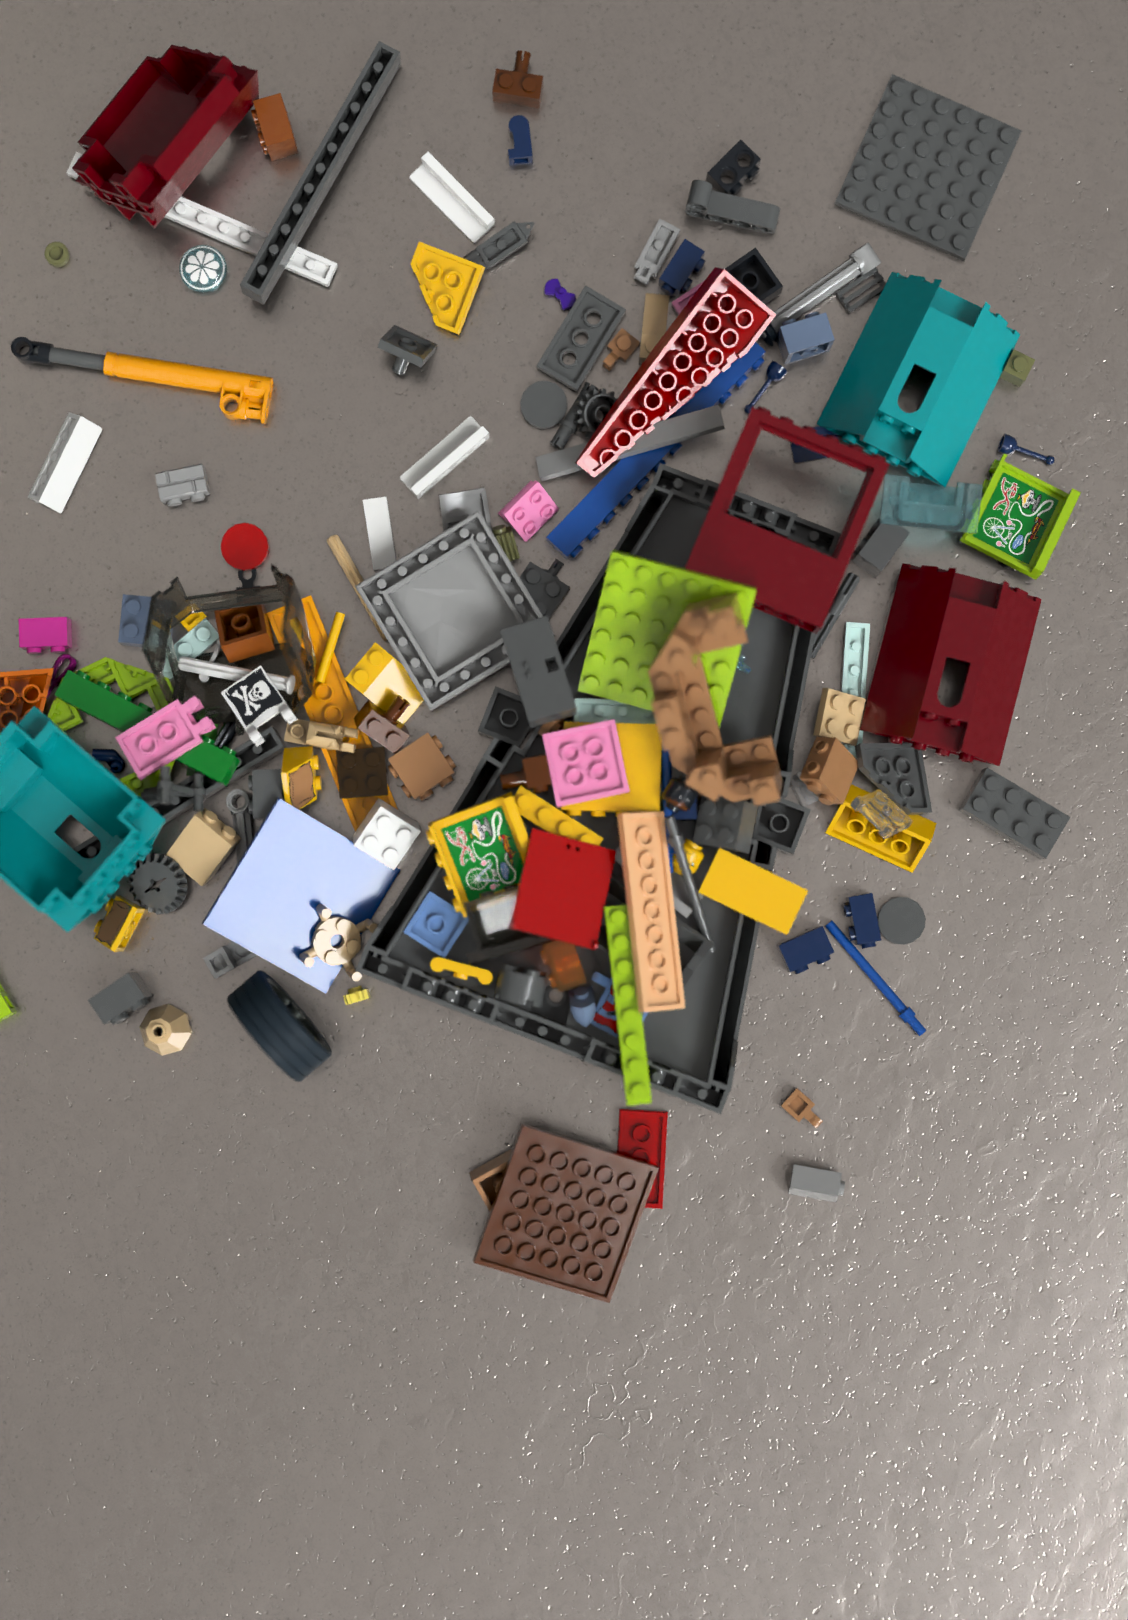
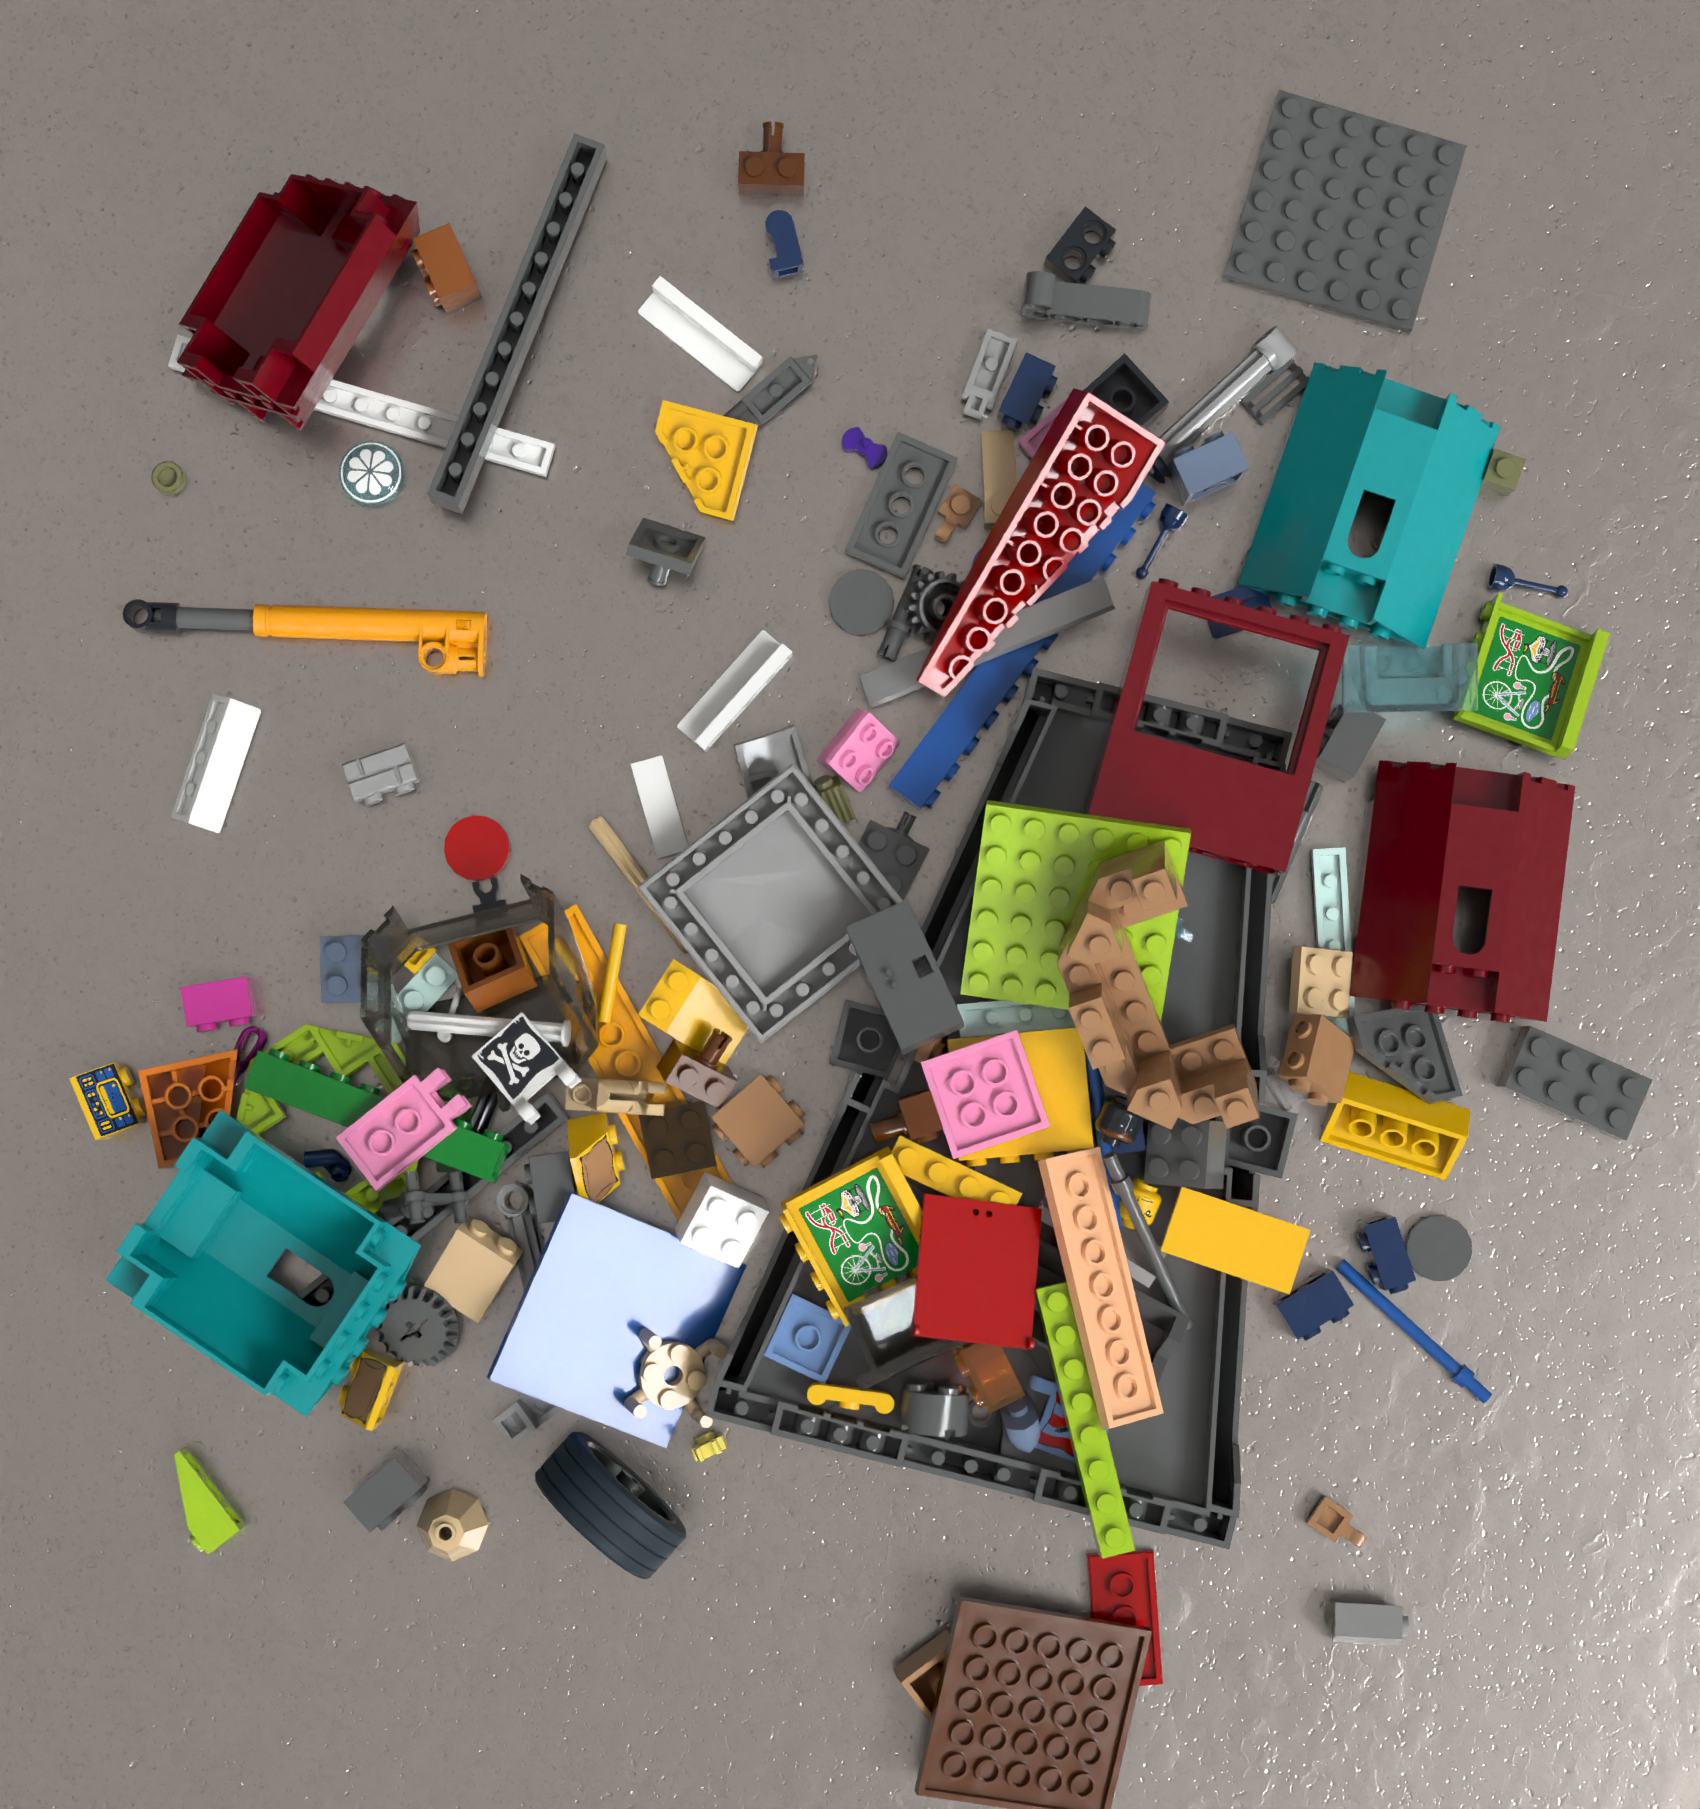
camera: 10 degrees left, 0 degrees up
(882, 813) = (1396, 1108): clear plate -> none

